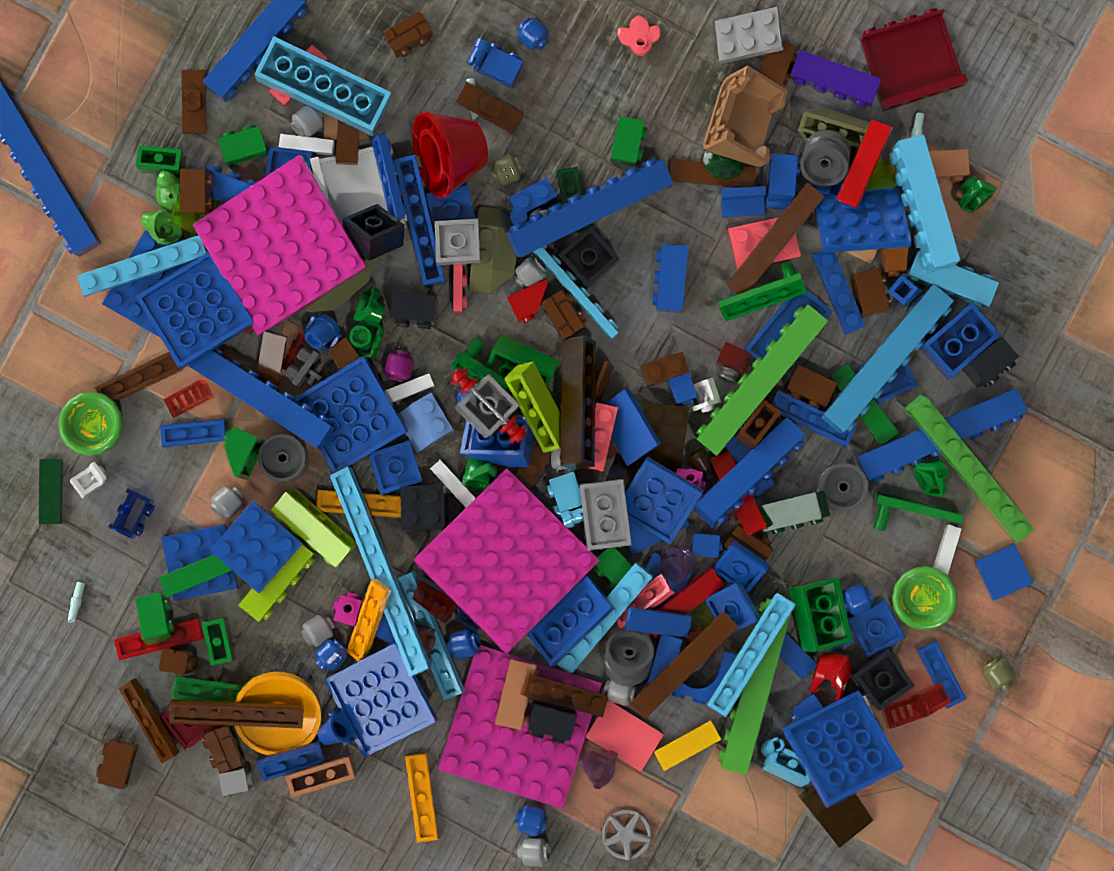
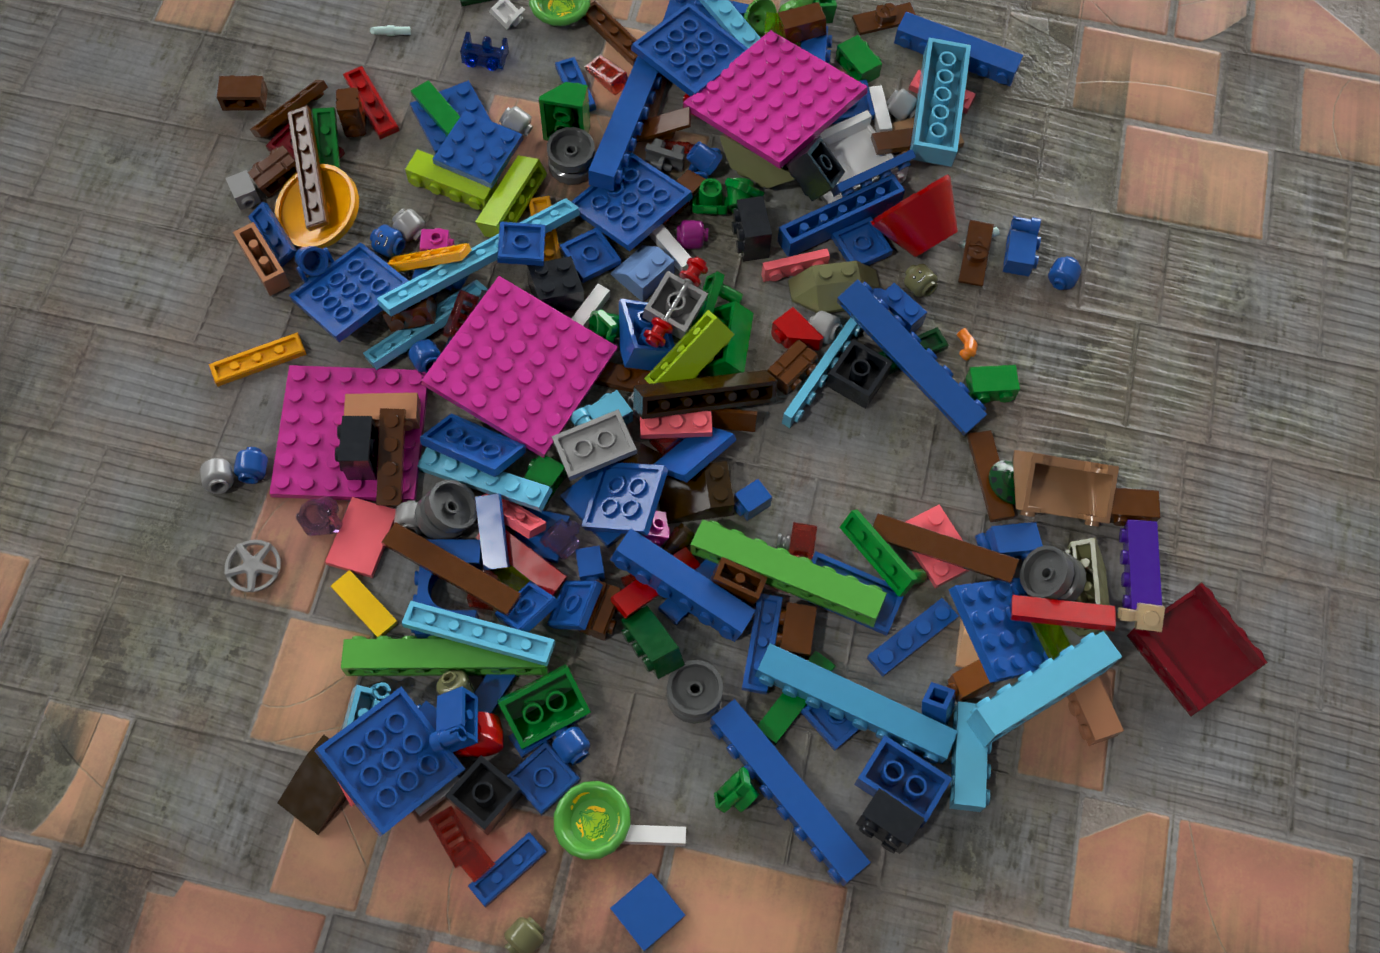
camera: 70 degrees right, 20 degrees down
(155, 618) = (388, 88): green brick -> none
(219, 641) = (378, 143): green brick -> none
(381, 530) = (521, 243): none -> blue tile
(408, 34) = (1018, 167): reddish brown brick -> none
(457, 242) = (832, 243): light grey plate -> none
(582, 147) = (970, 344): none -> orange arm
(639, 33) = (1104, 371): coral plate -> none
(664, 369) = (764, 467): reddish brown brick -> none
(670, 278) = (866, 460): blue brick -> none
(706, 395) = (754, 526): white bracket -> none
(743, 201) = (973, 511): blue panel -> none
(749, 35) = (1150, 470): light grey plate -> none
(787, 684) = (452, 680): none -> olive head
(824, 689) = (455, 721): none -> blue hinge
(871, 292) = (922, 668): reddish brown brick -> none
(883, 95) = (1146, 616): none -> tan plate
(886, 502) = (692, 750): green piece -> none
(917, 129) = (1121, 676): light aqua piece -> none
(969, 468) = (756, 828): bright green brick -> none
(976, 193) = (1077, 759): green piece -> none

